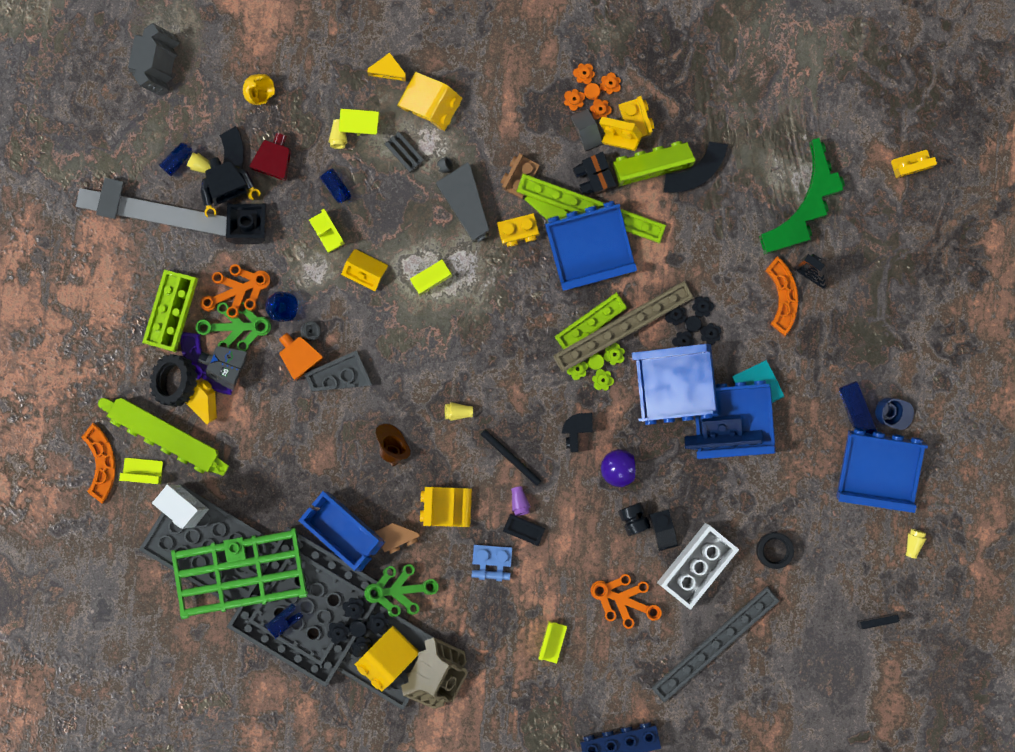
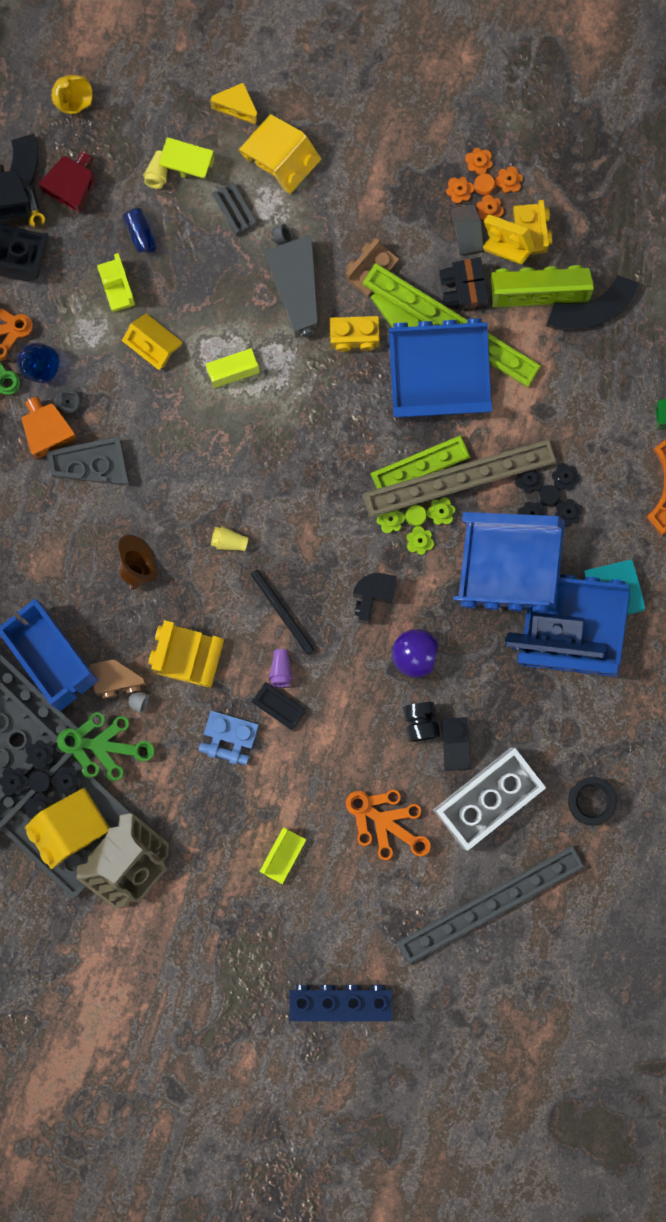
camera: 20 degrees right, 5 degrees down
(417, 549) = (138, 701): none -> light grey hinge

